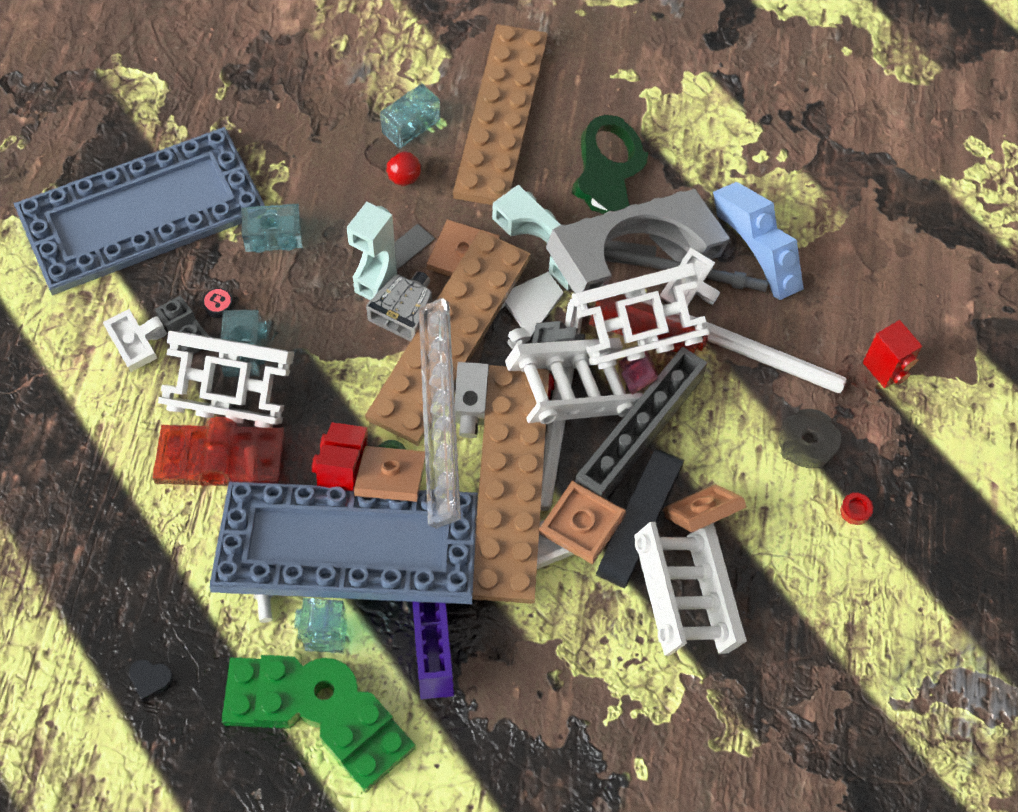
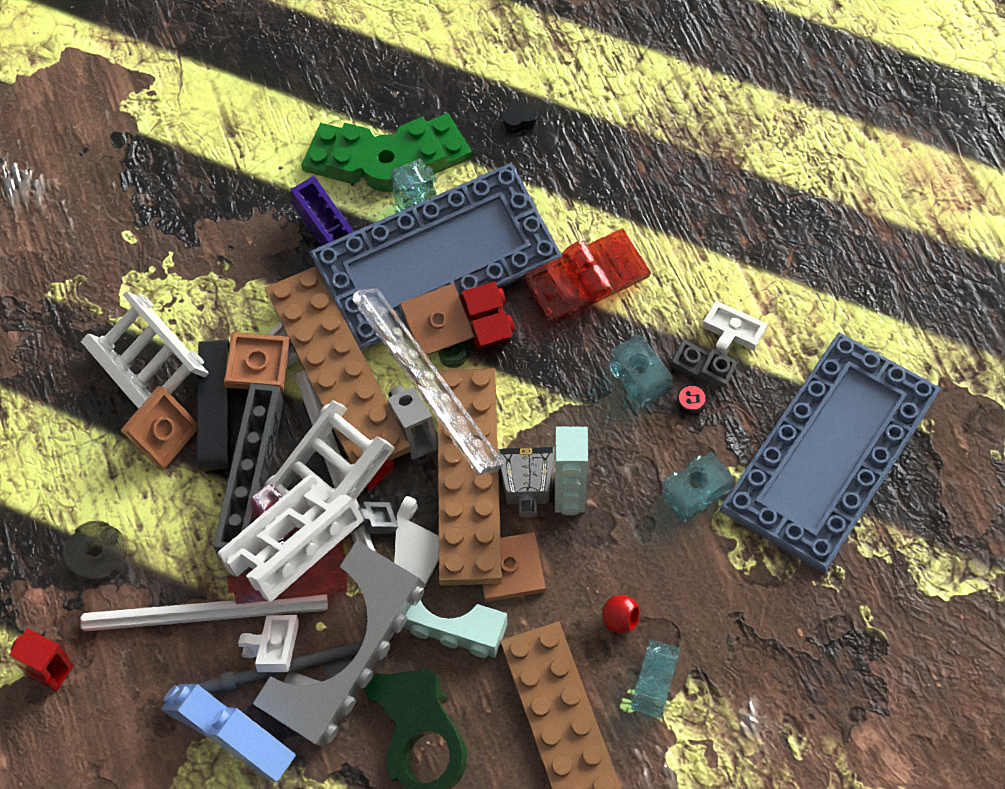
camera: 155 degrees right, 0 degrees up
(229, 355) = (604, 341): white fence -> none
(411, 244) = (567, 549): dark grey sticker -> none
(856, 508) = (30, 513): red tile -> none

